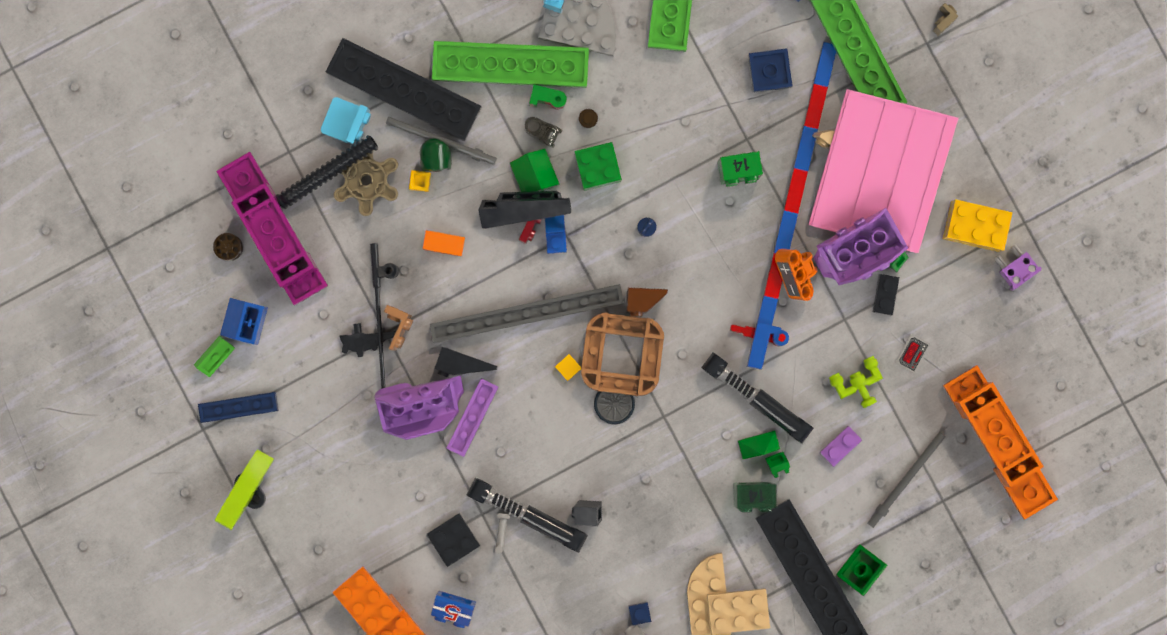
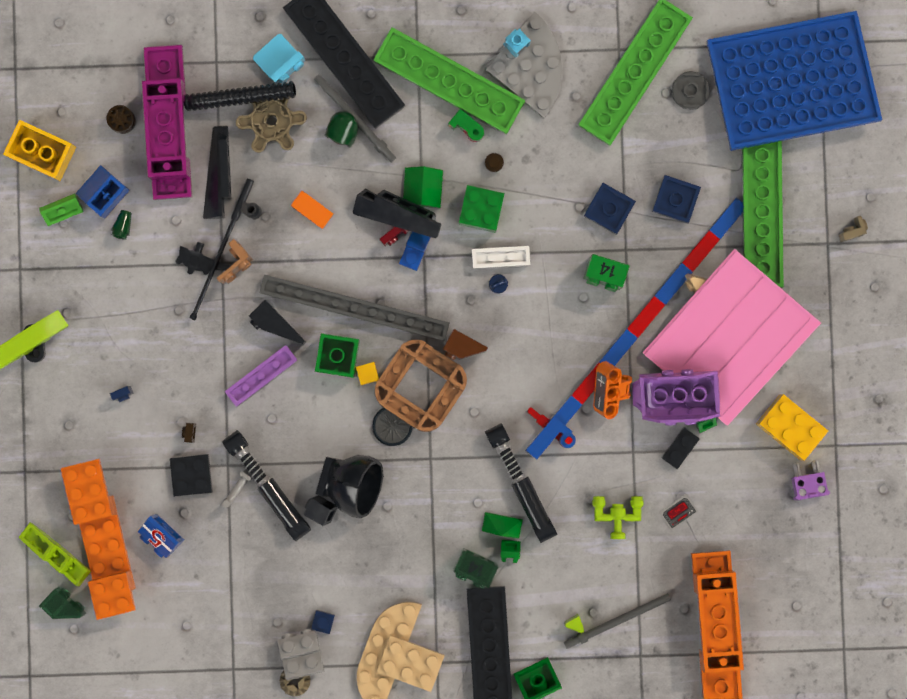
camera: 30 degrees right, 0 degrees up
(168, 311) = (39, 150): none -> yellow brick
(238, 407) = (60, 265): dark blue tile -> none
(277, 343) = (121, 227): none -> dark green cone
(342, 254) = (219, 175): none -> black wedge
(354, 497) = (122, 394): none -> dark blue plate
(418, 409) = (216, 344): medium lavender slope -> none
(419, 181) = (318, 144): yellow tile -> none
(432, 501) = (189, 432): none -> dark brown plate
(533, 364) = (337, 355): none -> green brick
(543, 131) = (448, 154): clear smoke piece -> none
(604, 474) = (352, 483): none -> black plate
(637, 201) = (501, 257): none -> white plate
(714, 108) = (609, 208): none -> dark blue plate
(840, 446) = (574, 562): medium lavender plate -> none
(869, 501) = (574, 623): none -> lime slope

